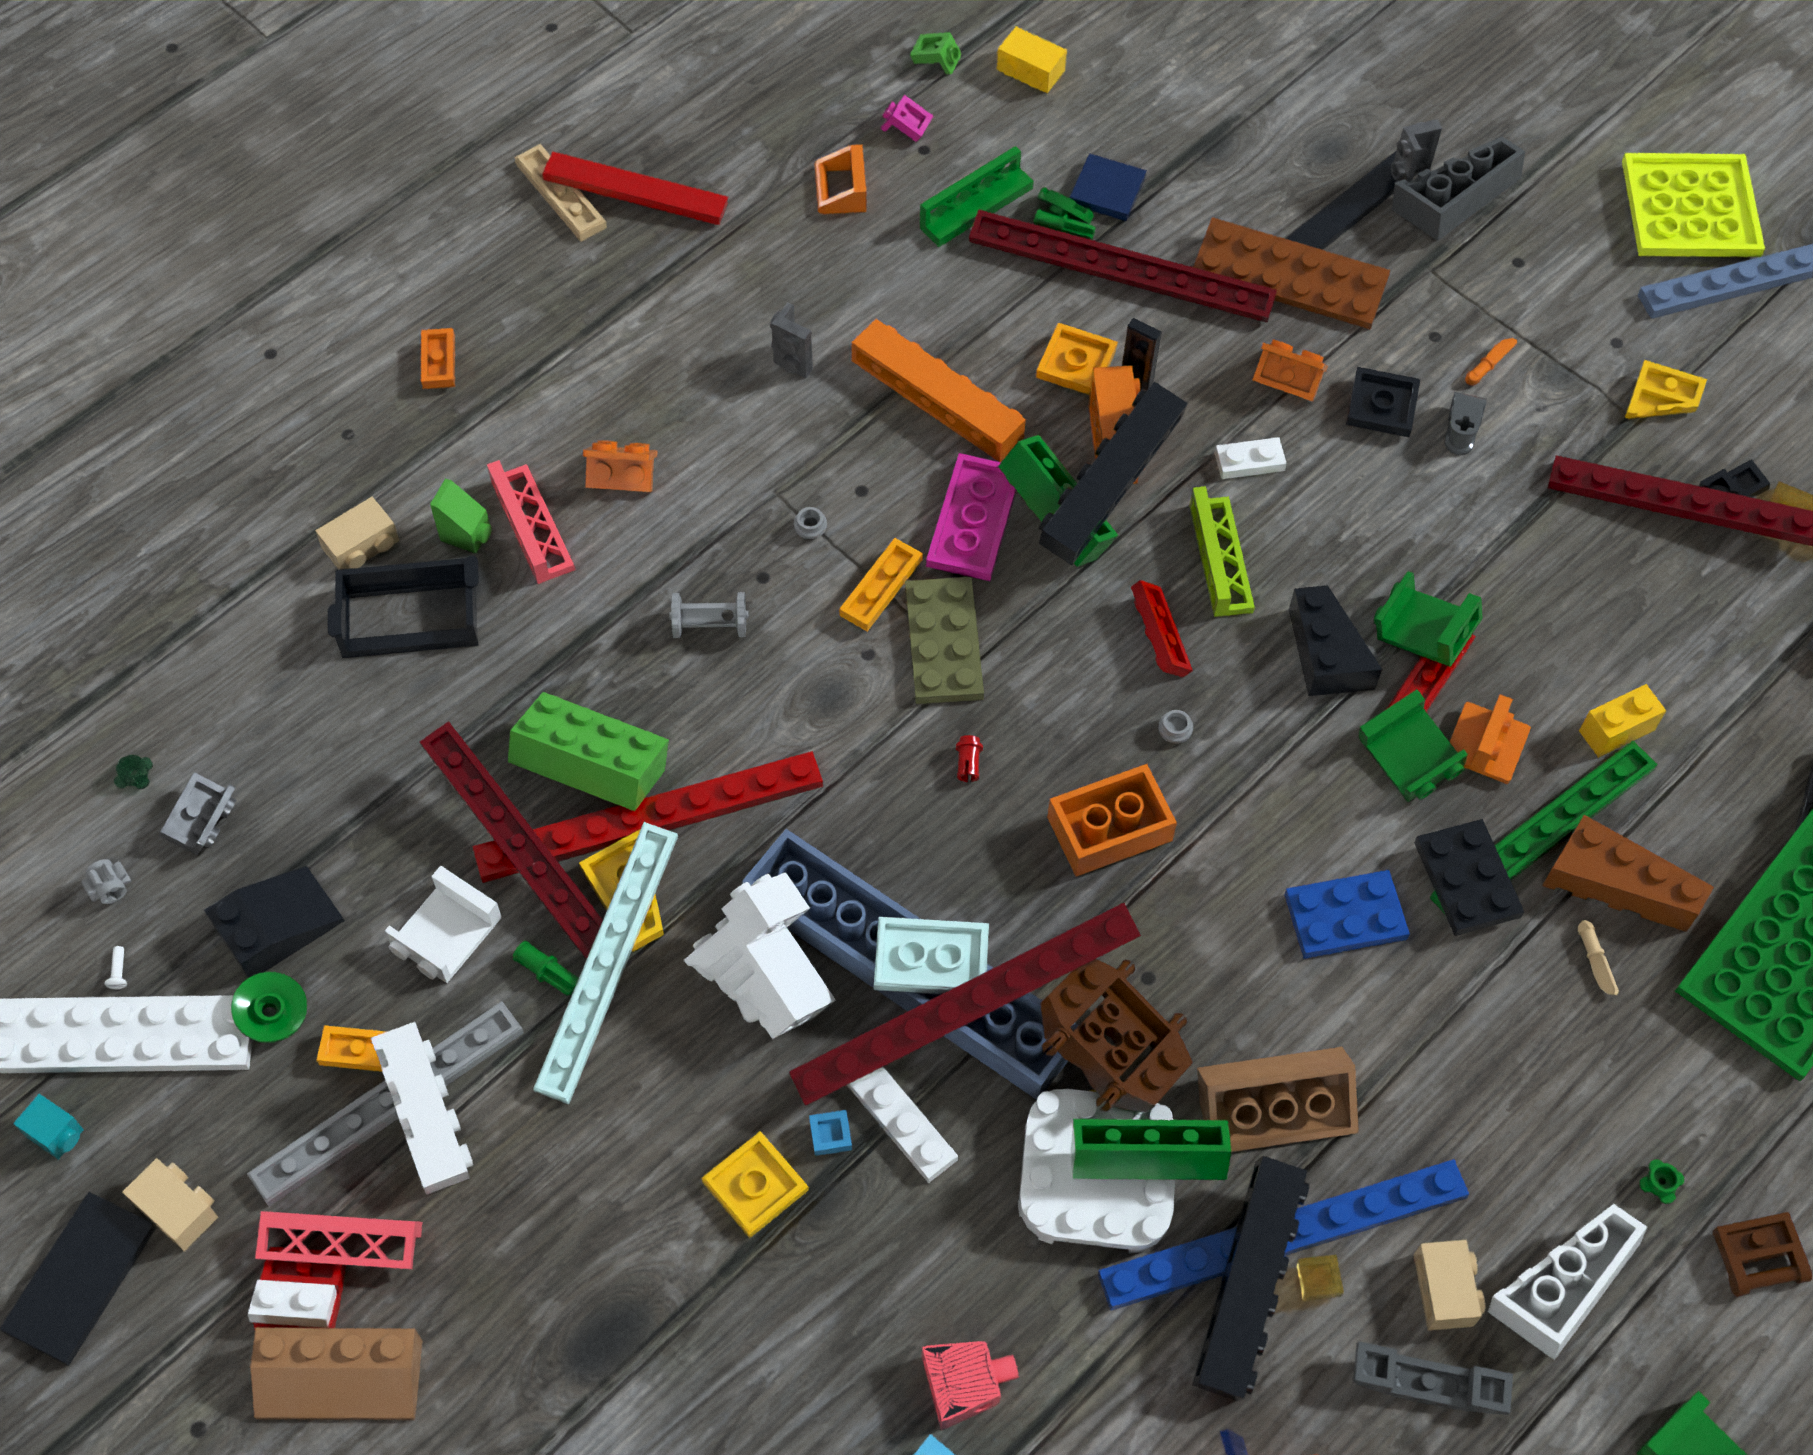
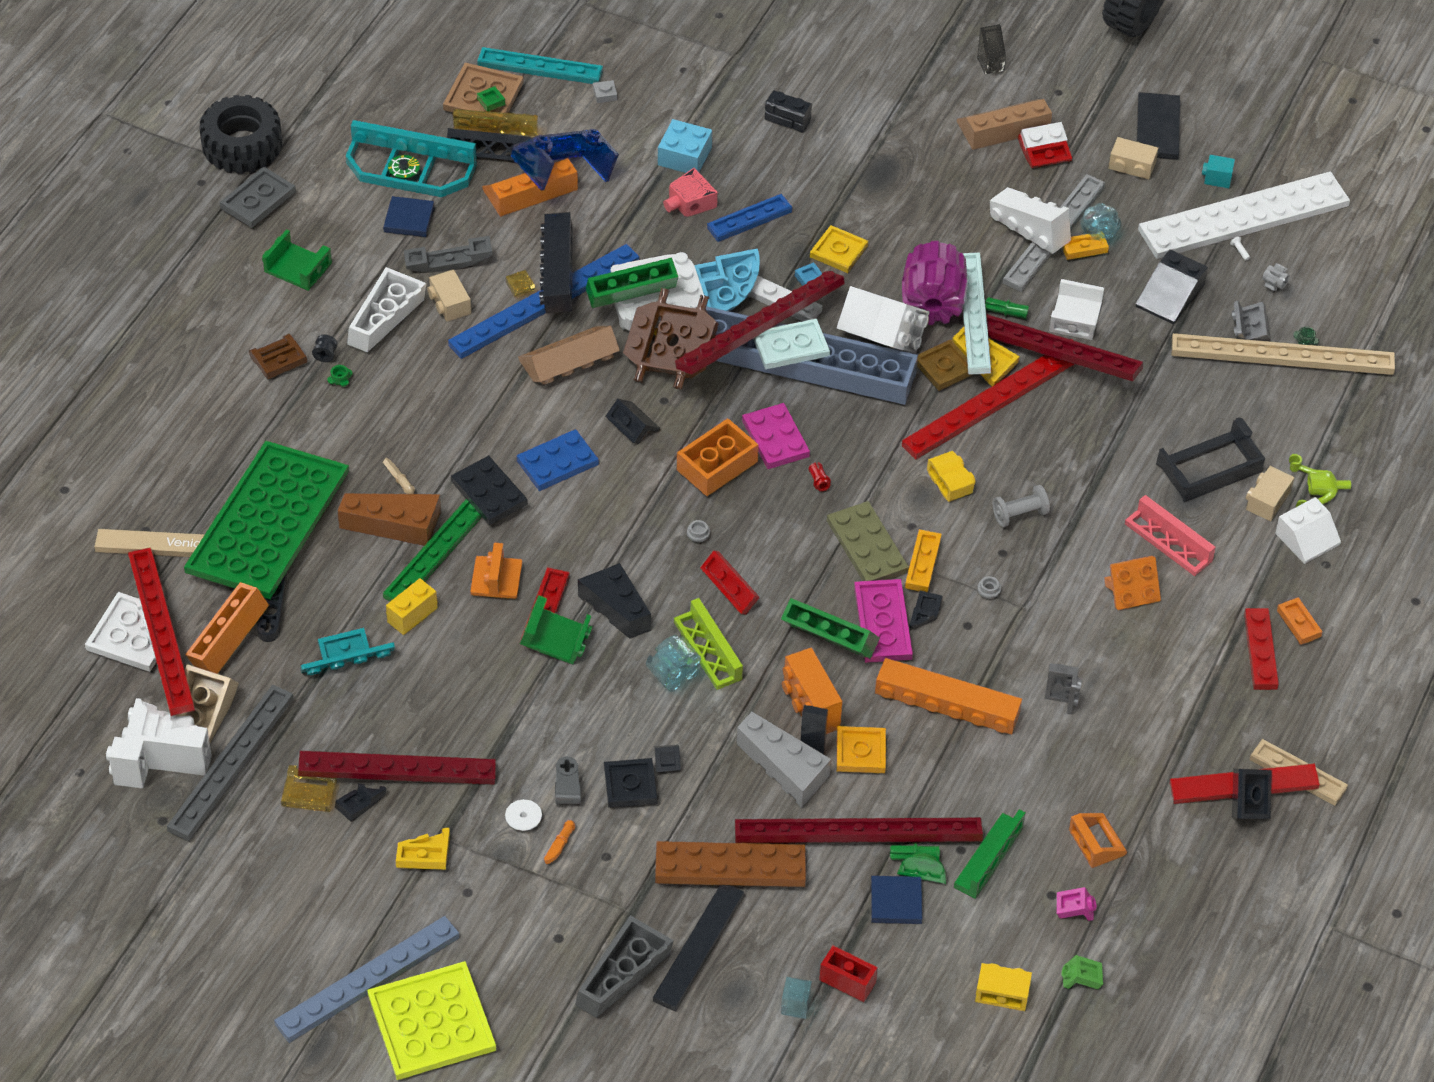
camera: 160 degrees right, 10 degrees down
(190, 751) = (1283, 354): none -> tan plate
(266, 991) = (1144, 246): green dish -> none
(282, 531) = (1319, 481): none -> lime piece
(310, 1071) = (1101, 222): none -> clear light blue plant
(344, 474) = (1308, 530): none -> white slope
(345, 1225) = (1039, 169): coral fence -> none
(460, 518) = (1210, 513): bright green slope -> none
(507, 346) = (1261, 649): none -> red plate
(588, 751) = (1047, 405): bright green brick -> none
(646, 159) = (1251, 794): none -> black slope
(649, 1008) = (935, 280): none -> magenta wheel
(695, 890) = (943, 364): none -> pearl gold plate
(781, 697) = (951, 475): none -> yellow brick
(876, 1305) = (749, 217): none -> blue tile
(910, 519) = (926, 609): none -> black slope
(975, 1153) = (729, 278): none -> medium azure brick
(1003, 854) = (776, 435): none -> dark pink plate
(1112, 473) = (798, 624): black brick -> none
(1188, 373) = (784, 757): none -> light grey wedge
(1202, 108) = (848, 973): none -> red brick
(1211, 943) = (630, 420): none -> black panel
(1250, 458) = (711, 719): white plate -> none
(1268, 108) = (796, 997): none -> clear light blue brick
(1281, 521) = (674, 662): none -> clear light blue brick
(1290, 371) = (704, 784): orange bracket -> none
(1326, 416) = (667, 758): none -> black plate
(1411, 748) = (541, 553): green panel -> none
(1416, 149) = (666, 967): flat silver bracket -> none
(1529, 403) = (523, 815): none -> white piece
(1682, 1239) = (324, 348): none -> black wheel
(1726, 682) = (345, 648): none -> teal bracket

